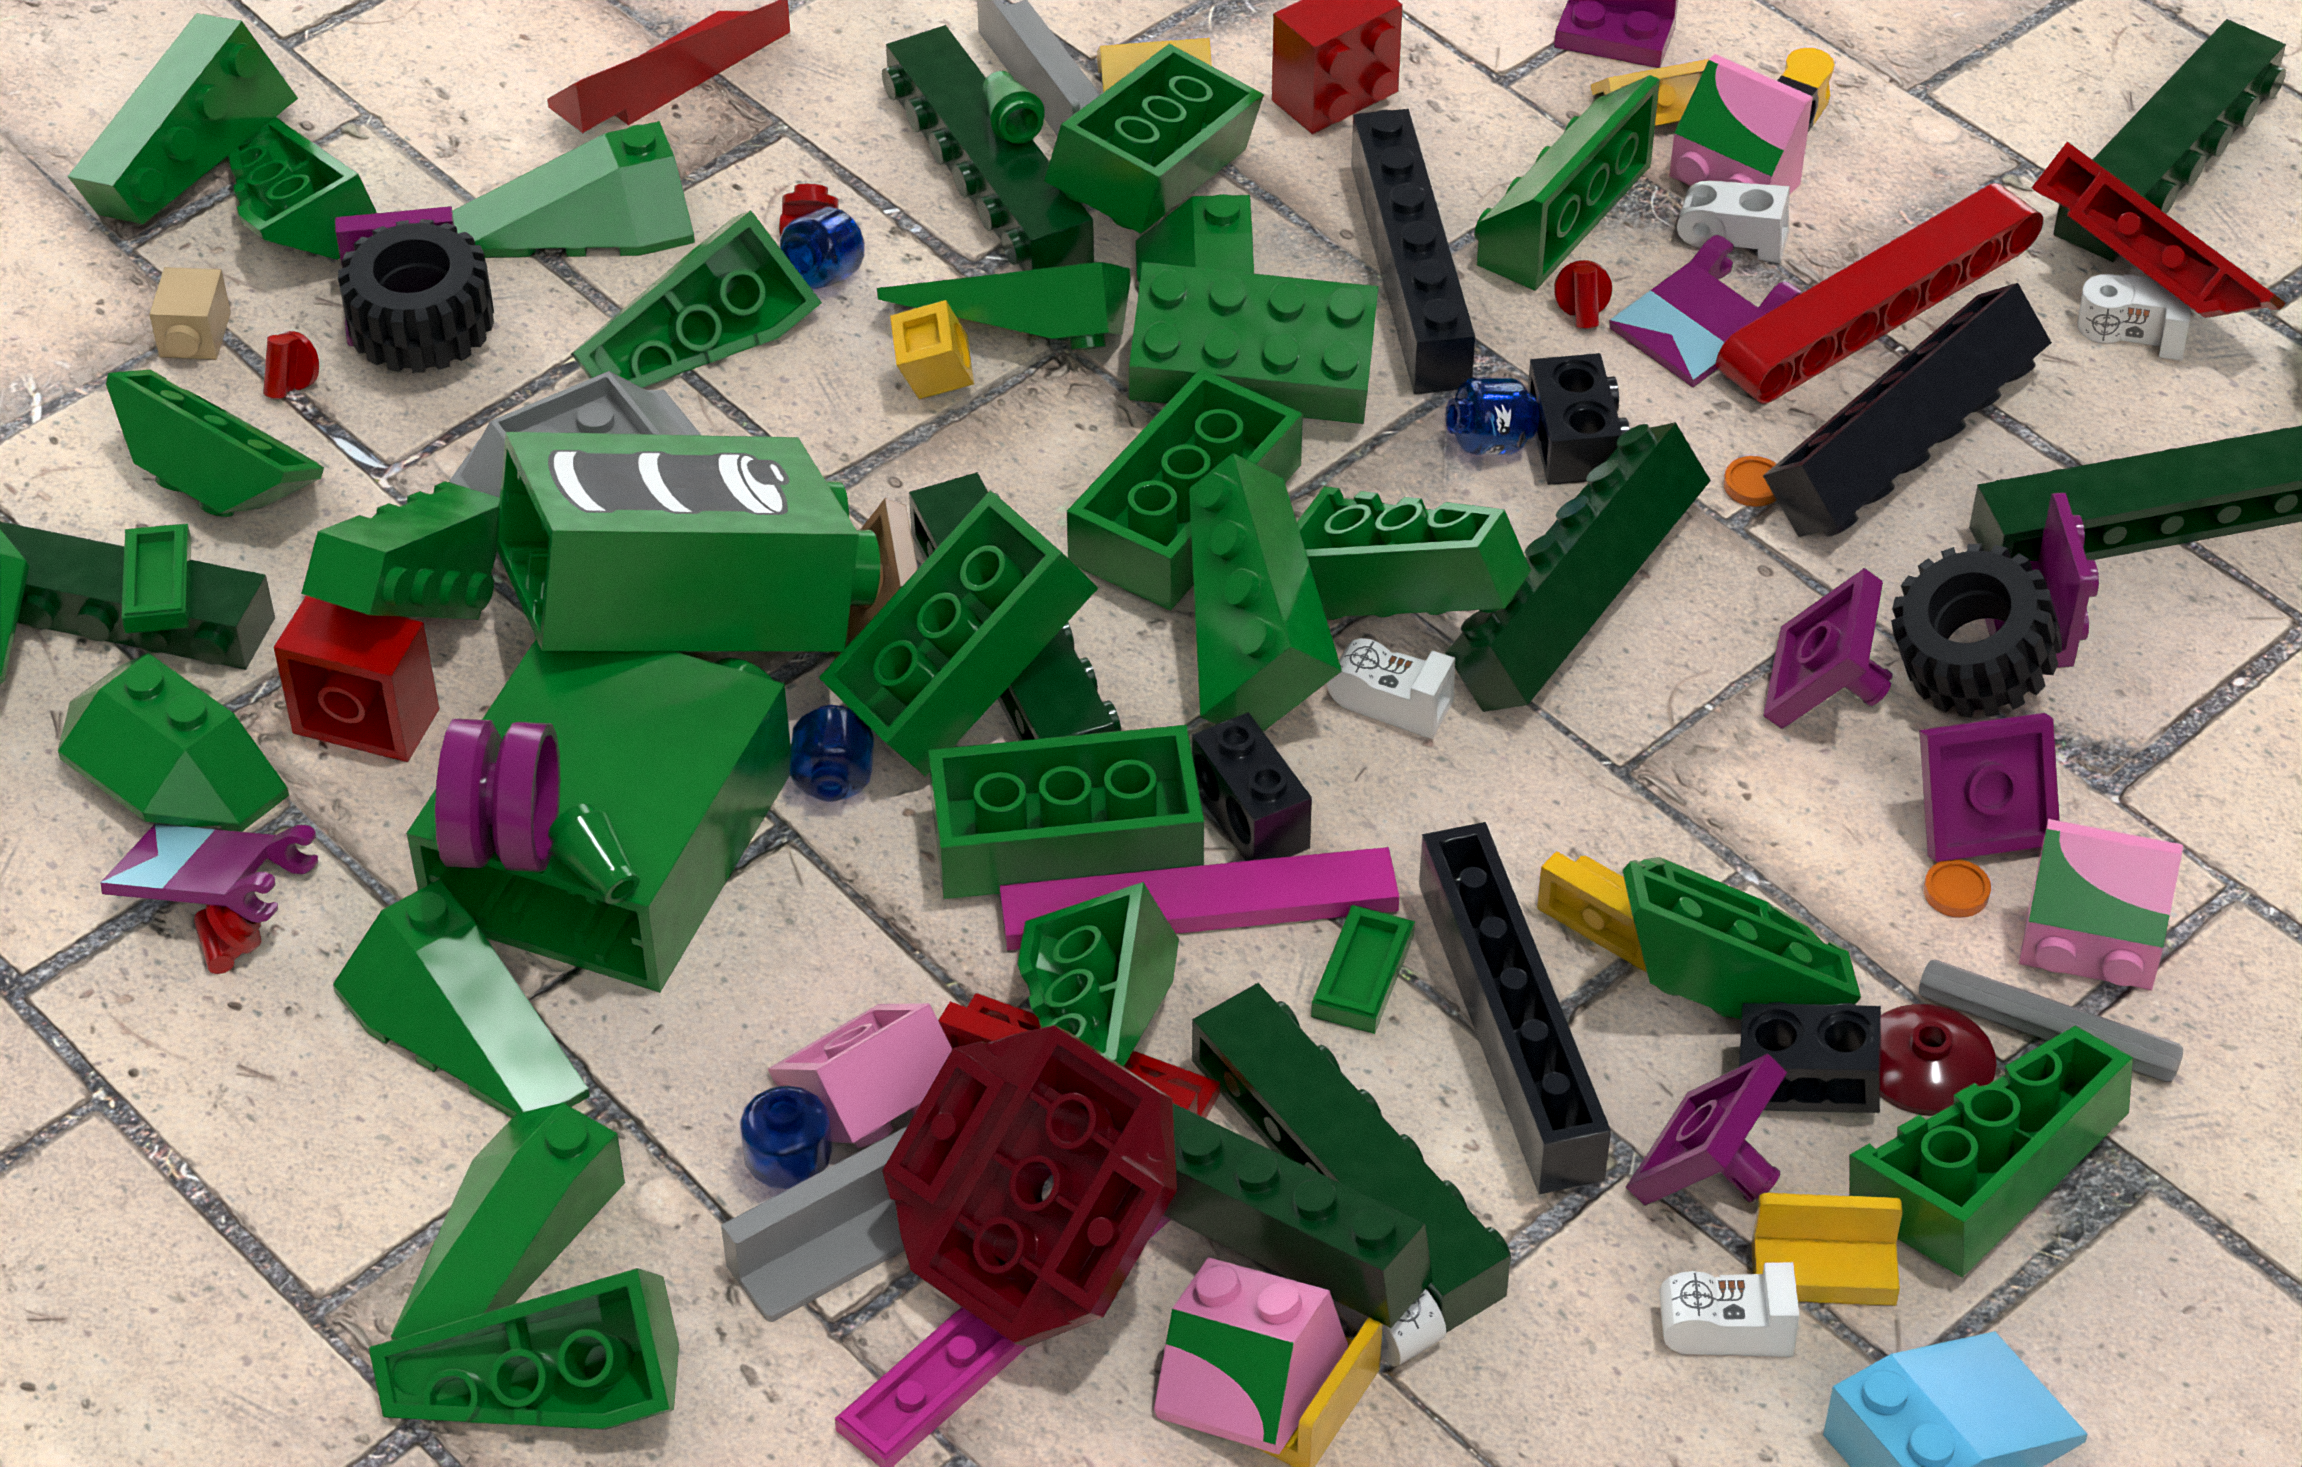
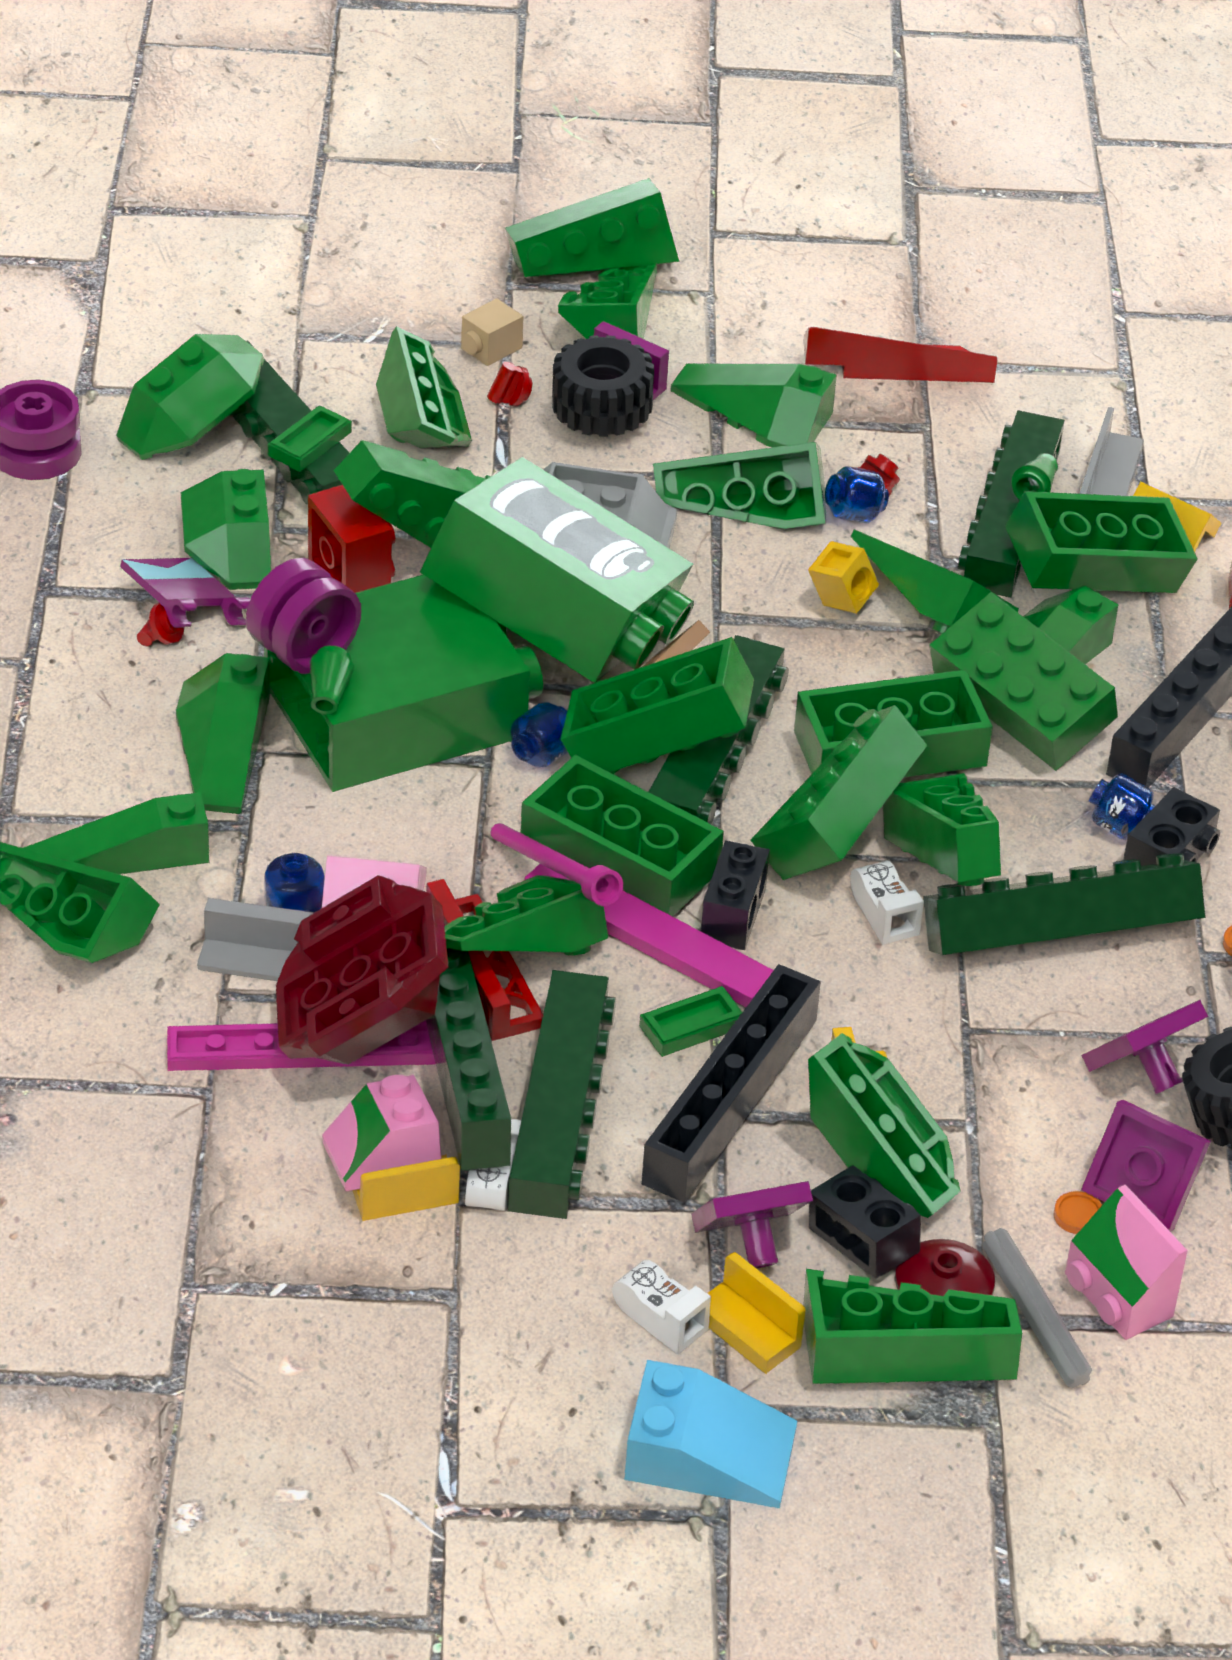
camera: 40 degrees right, 5 degrees down
(1158, 880) = (597, 883): none -> dark pink piece

